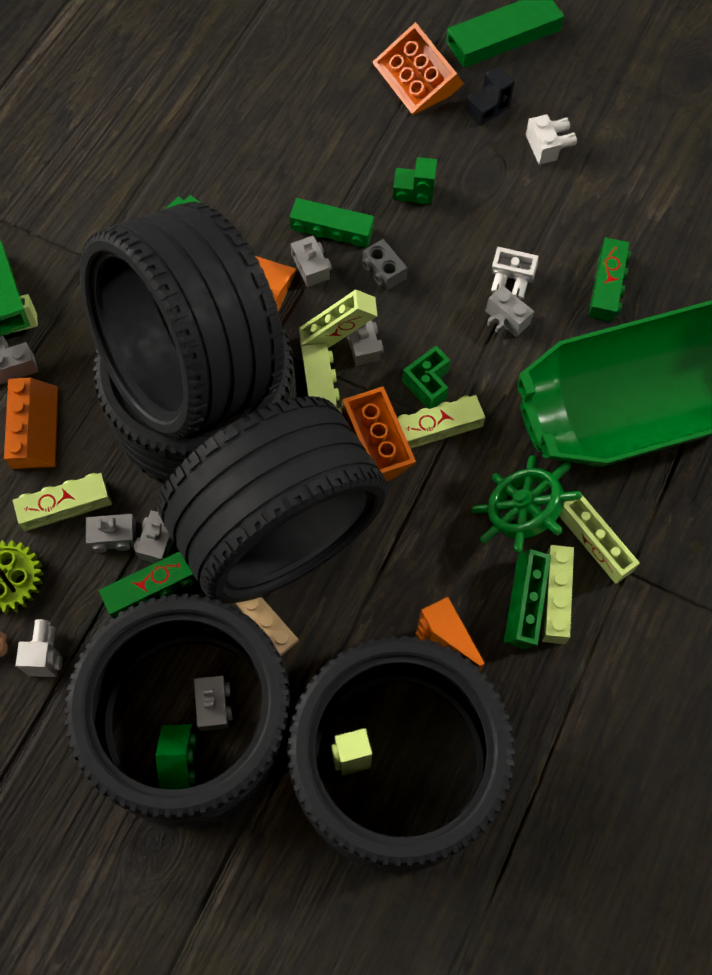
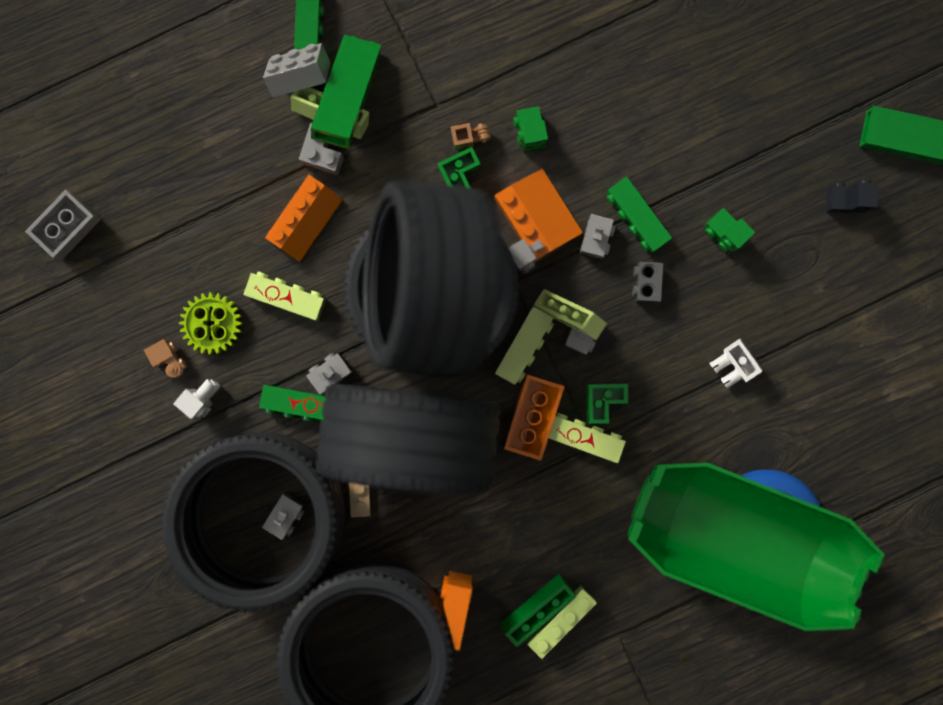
camera: 40 degrees right, 20 degrees up
(110, 532) = (301, 345): light grey brick -> none
(175, 757) = (234, 536): green brick -> none
(352, 752) = (340, 627): yellowish green brick -> none
(417, 71) = (817, 125): orange slope -> none
(508, 312) = (706, 392): light grey brick -> none
(526, 503) = (590, 550): green piece -> none
(544, 140) = (861, 266): white brick -> none
(599, 539) = (620, 607): yellowish green brick -> none
(609, 280) = (804, 423): green brick -> none

